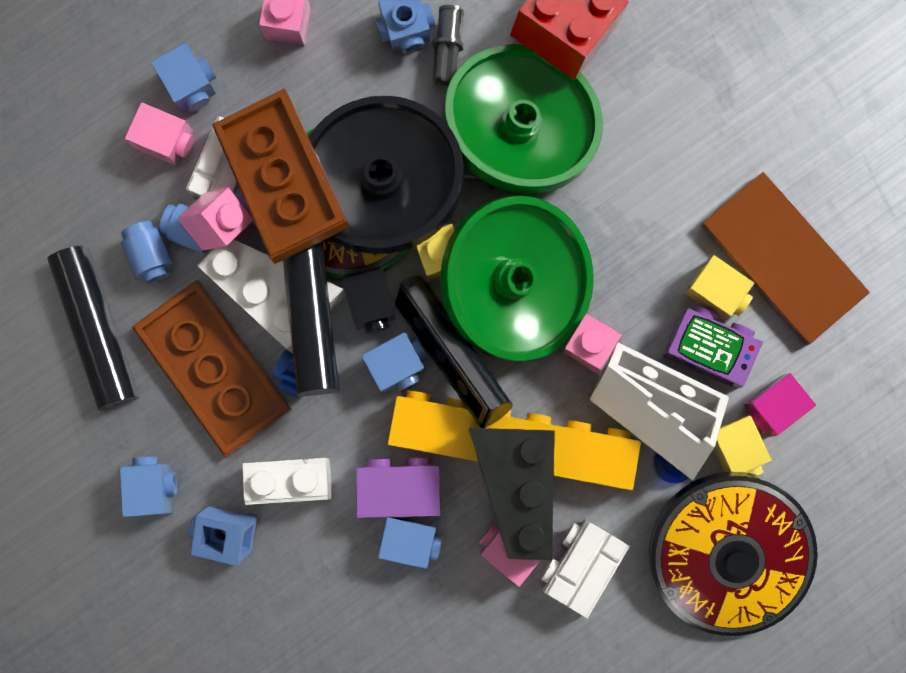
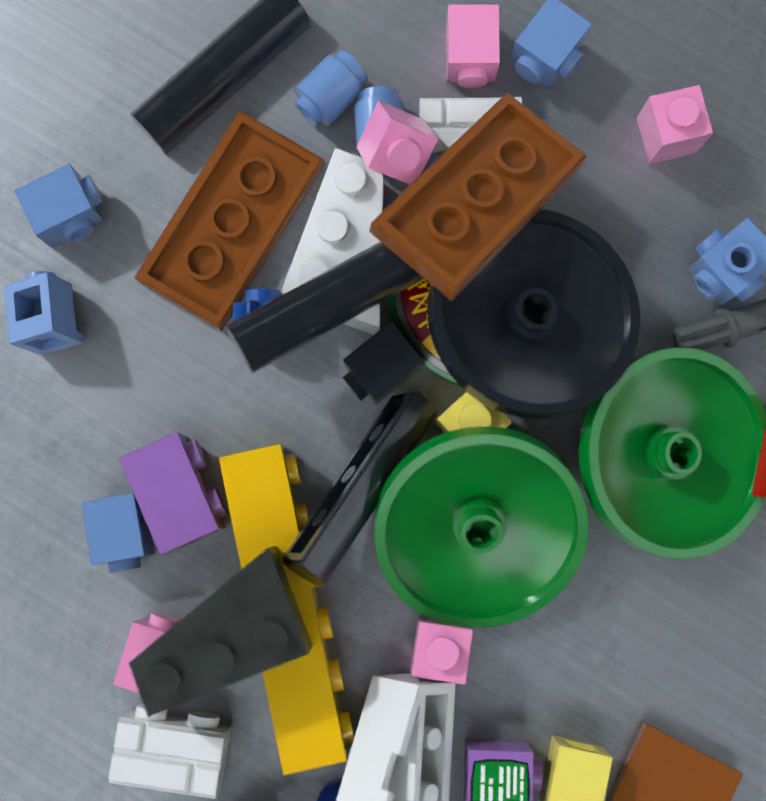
camera: 70 degrees right, 0 degrees up
(287, 481) = (131, 359): white brick -> none
(396, 363) = (321, 427): medium blue brick -> none

